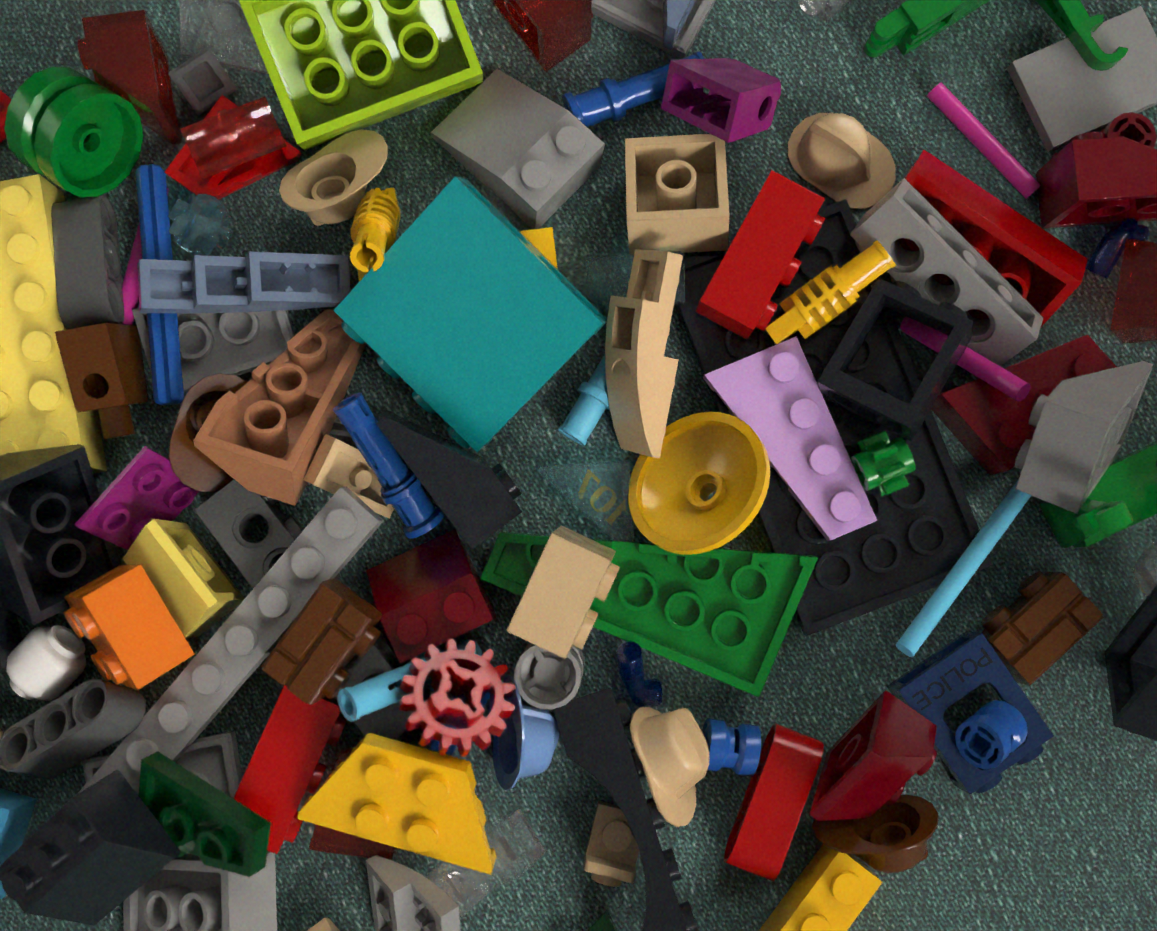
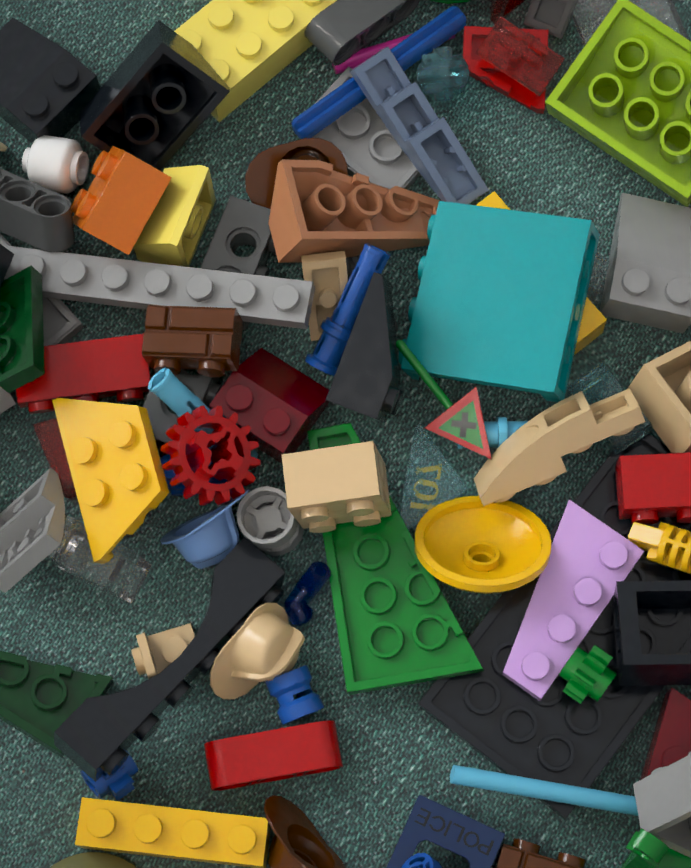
camera: 60 degrees right, 10 degrees down
(105, 373) = (291, 76): reddish brown torso -> none
(138, 495) = (220, 148): magenta hinge -> none
(335, 177) = (538, 146): tan piece -> none
(374, 228) = (520, 192): yellow hinge -> none
(565, 429) = (460, 421): none -> piece
(874, 761) = (351, 805): dark red slope -> none

